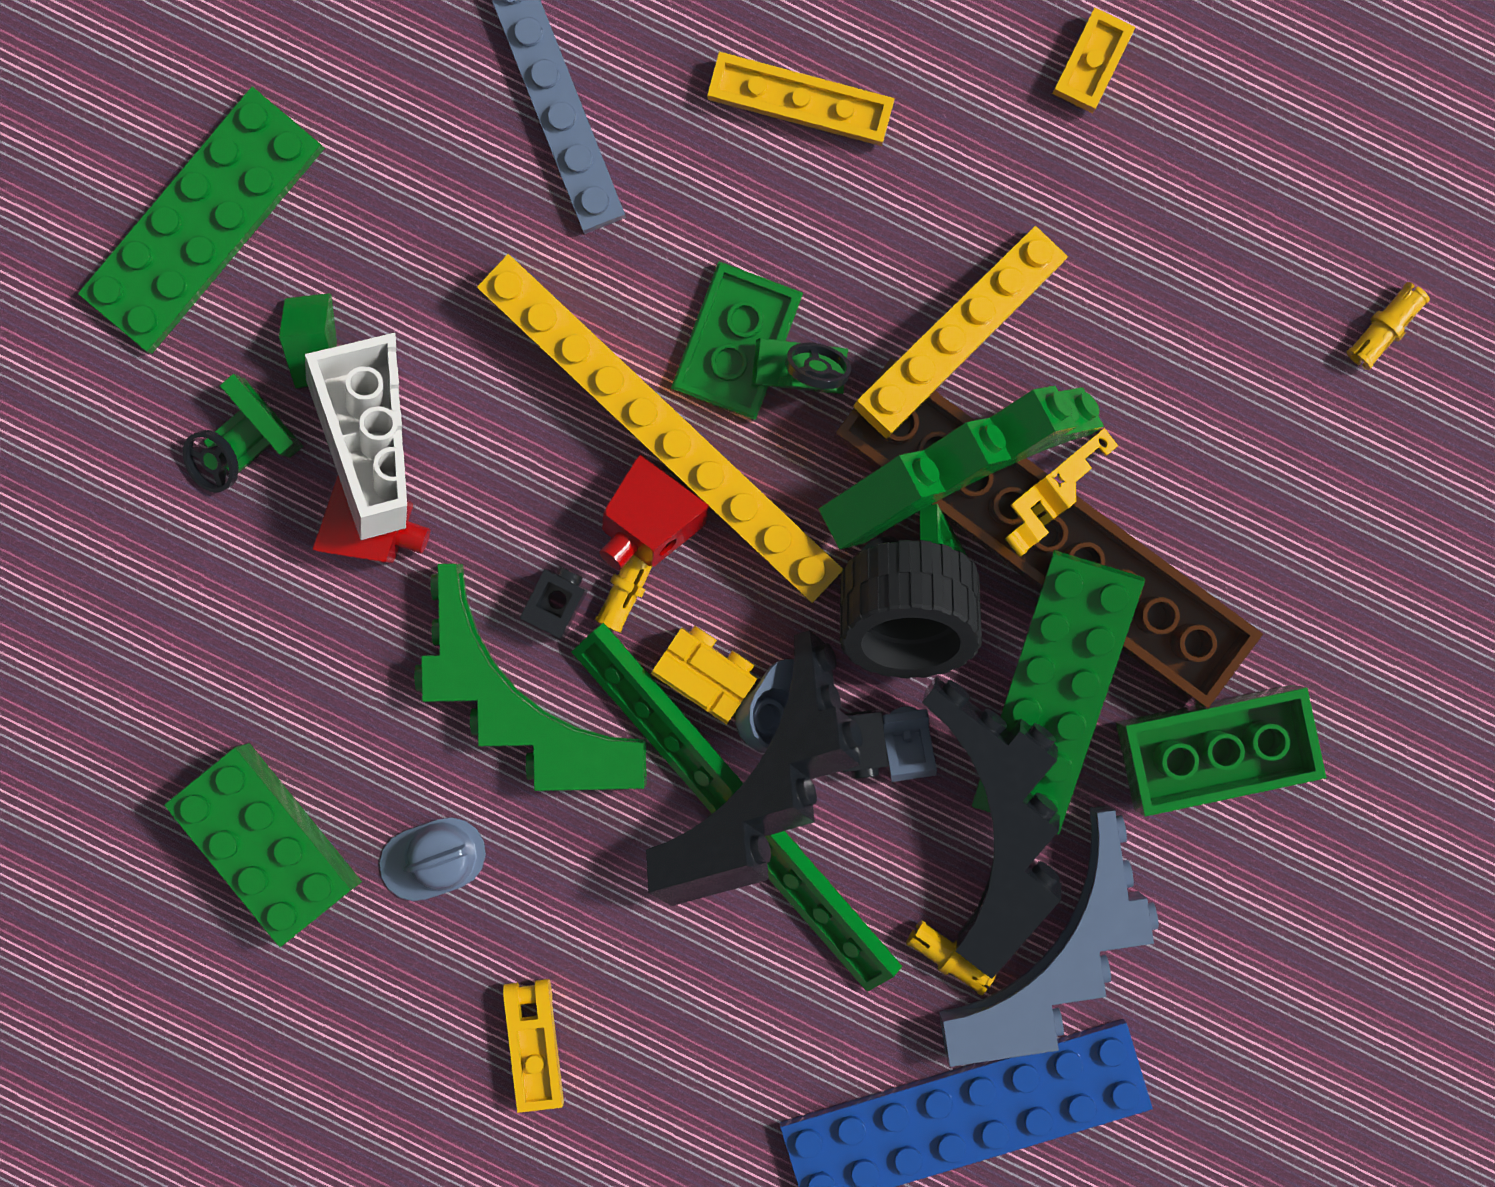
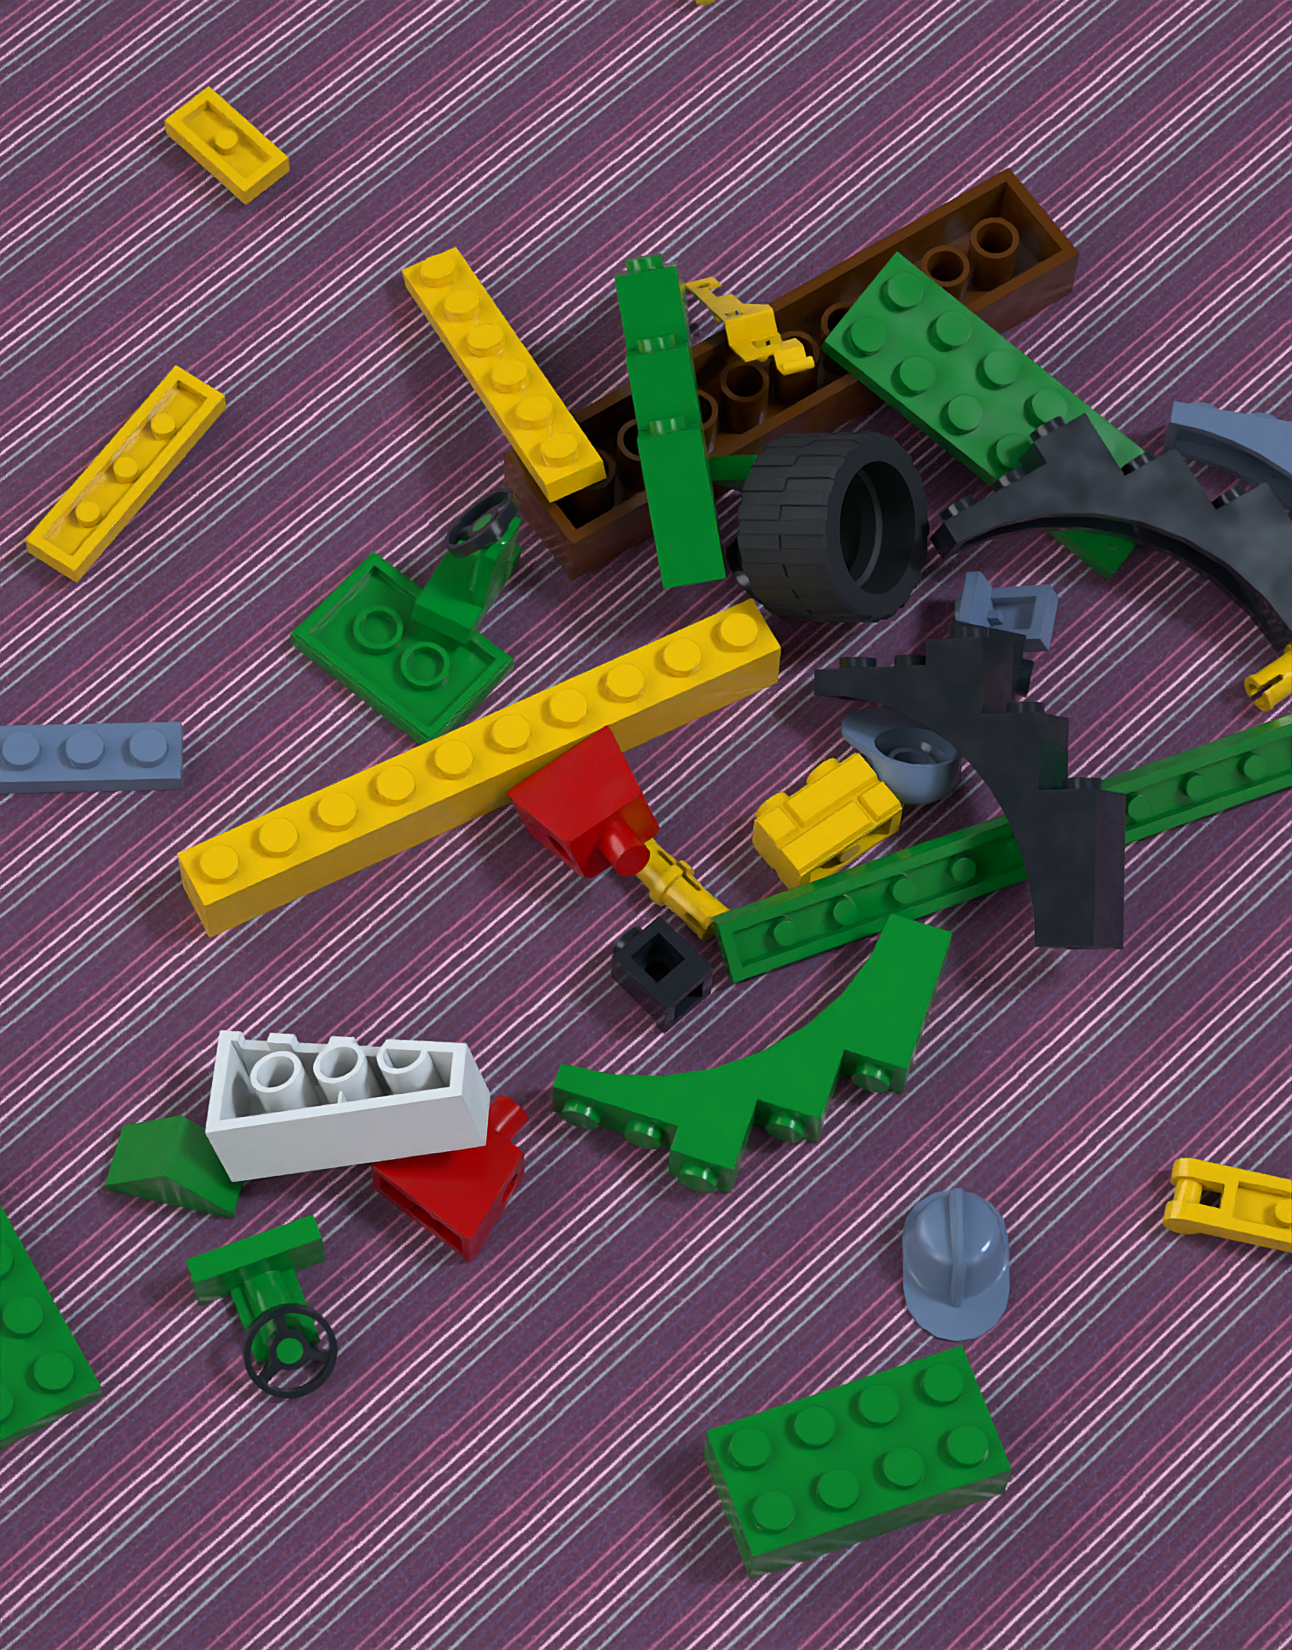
camera: 75 degrees left, 25 degrees down
(1221, 750) = (1137, 271): green brick -> none

